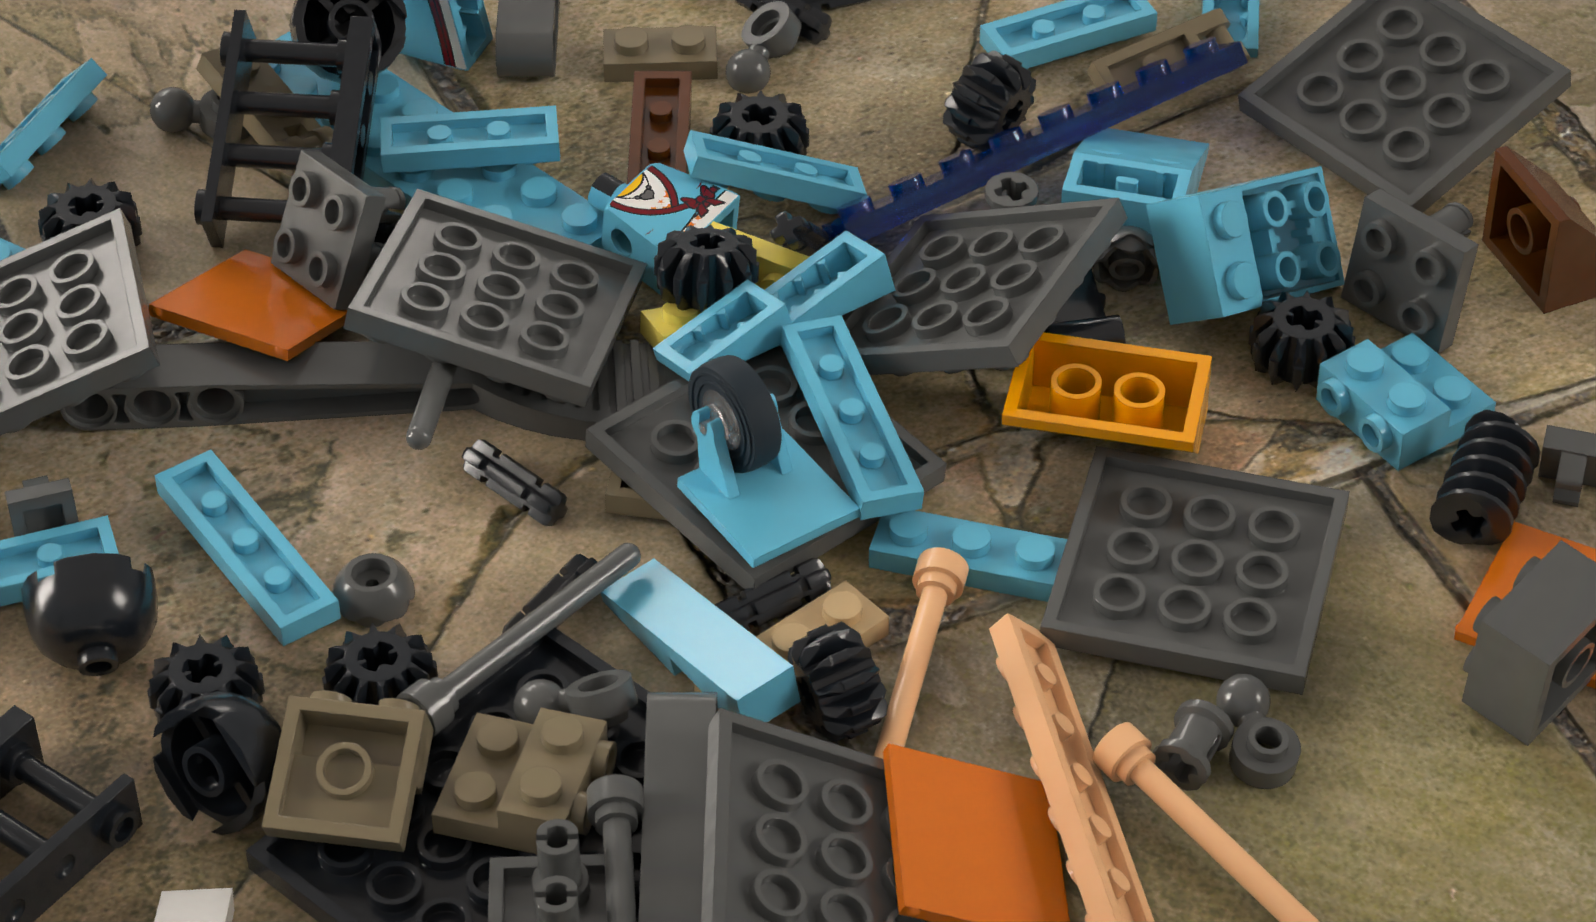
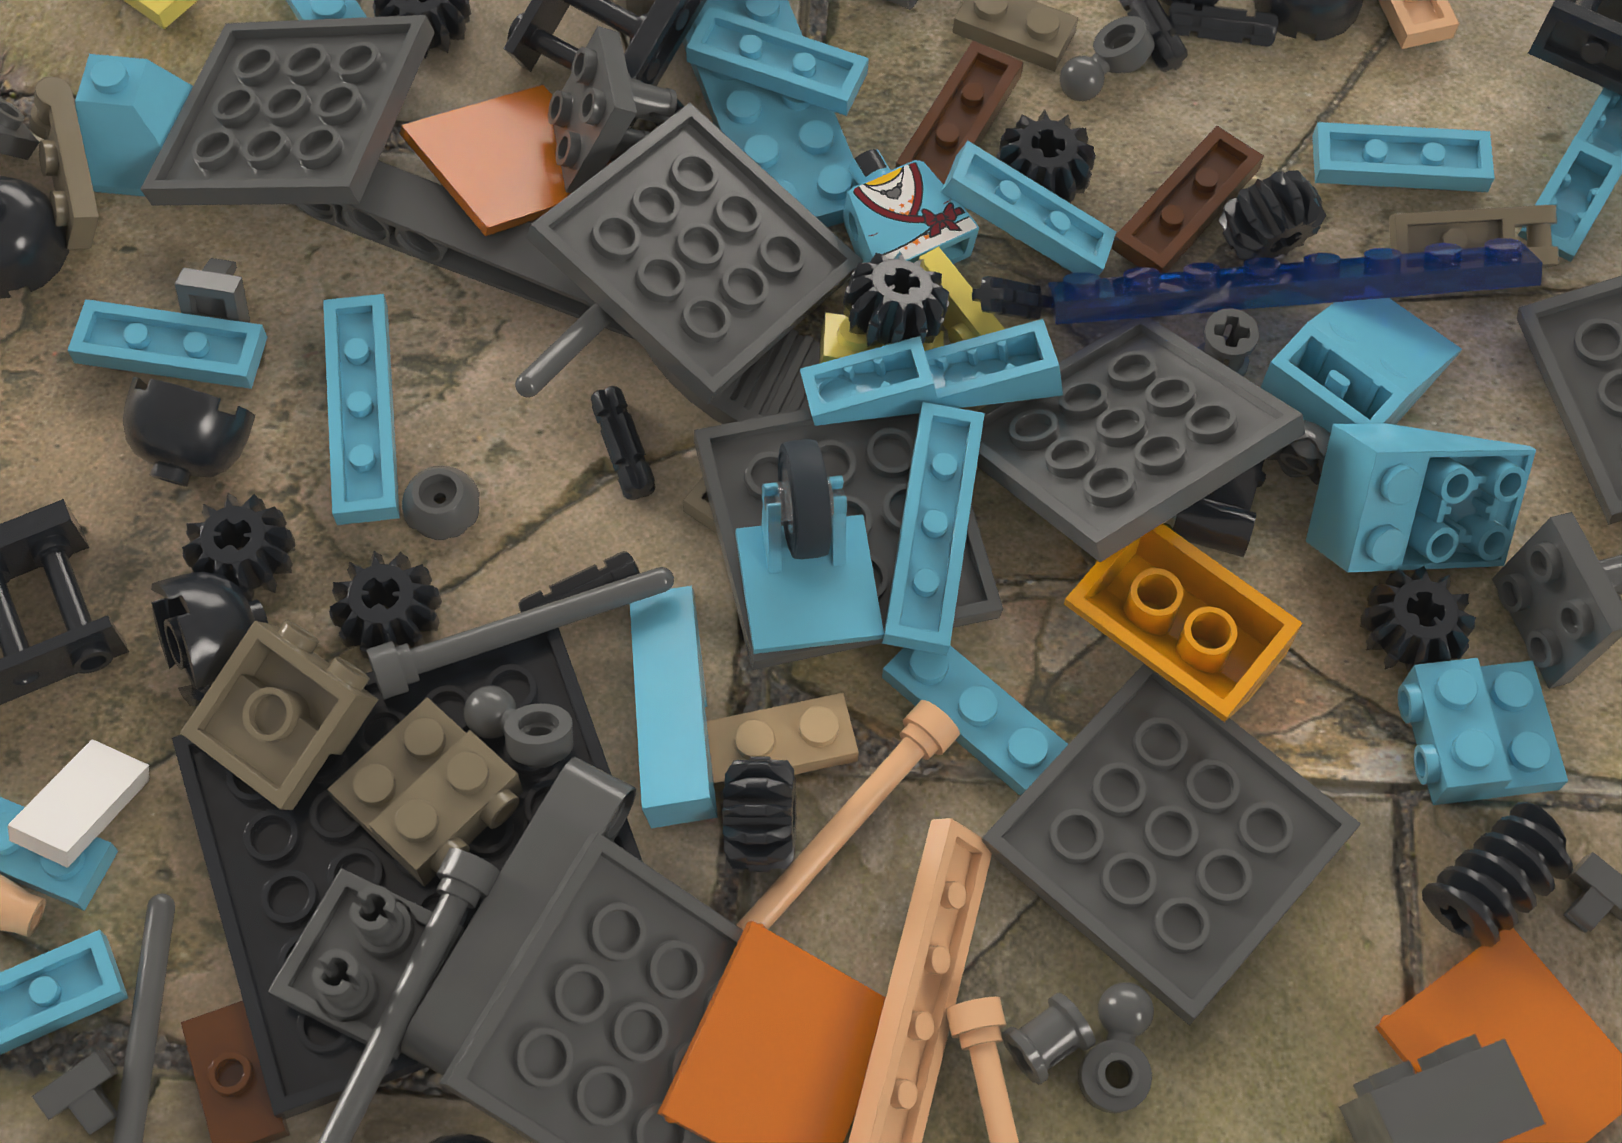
camera: 25 degrees right, 20 degrees up
(778, 594) = (769, 679): black axle -> none
(905, 121) = (1187, 201): none -> reddish brown plate

